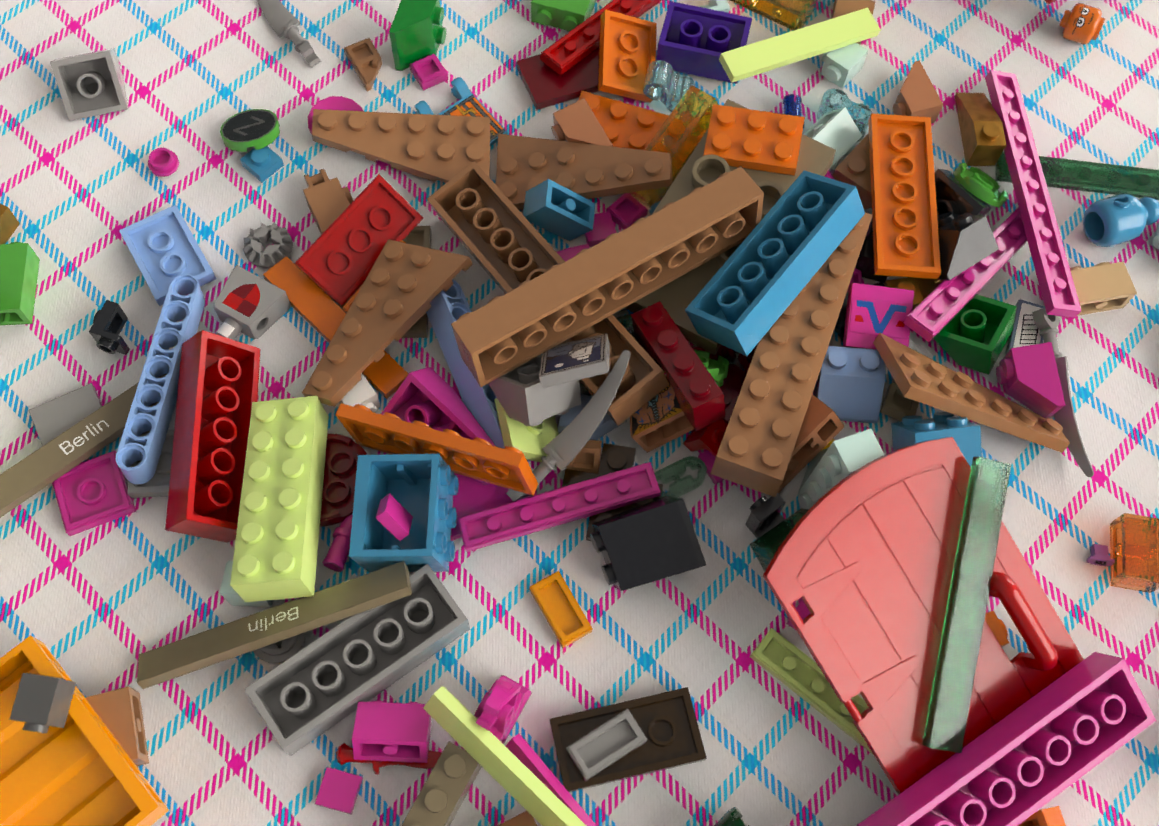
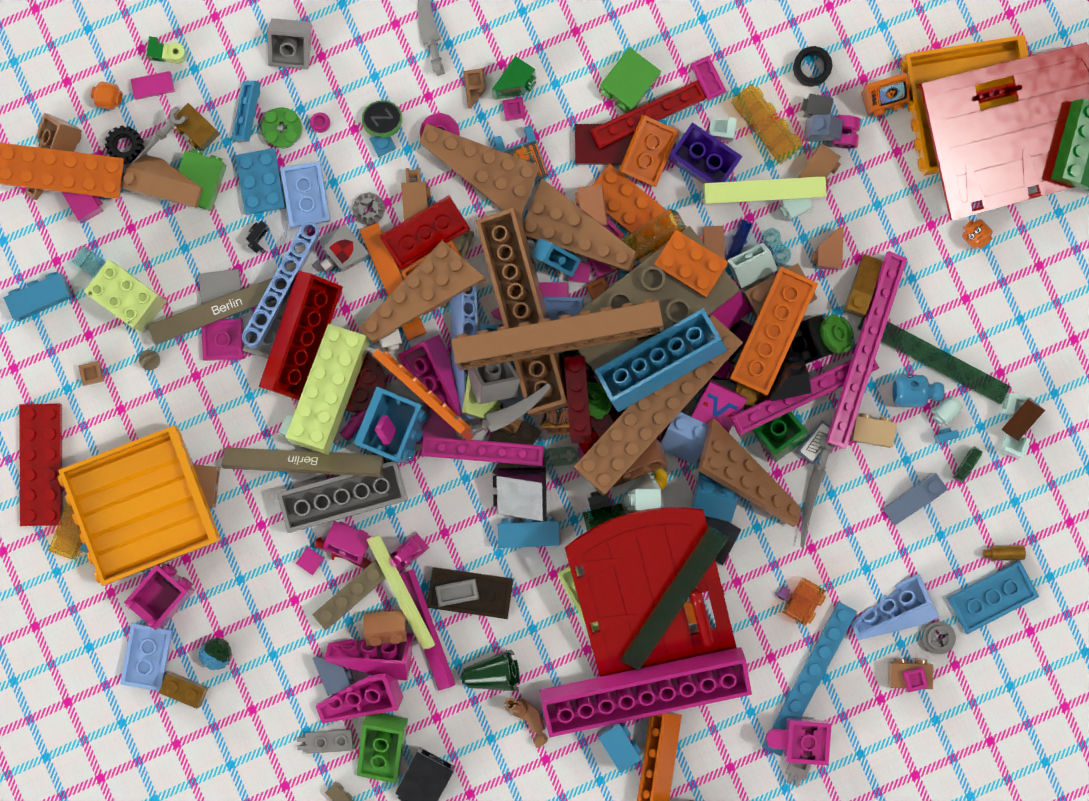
camera: 25 degrees right, 20 degrees up
(42, 702) = (174, 467): dark grey brick -> none
(49, 179) = (246, 111): none -> dark azure plate
(95, 261) = (260, 181): none -> dark azure plate
(98, 174) = (273, 135): none -> bright green plate
(560, 609) = (462, 507): light orange tile -> none
(575, 361) = (517, 379): tile -> none
(665, 84) = (666, 185): clear light blue axle -> none
(681, 607) = (528, 533): none -> dark azure brick
(1032, 378) = (794, 477): dark pink slope -> none

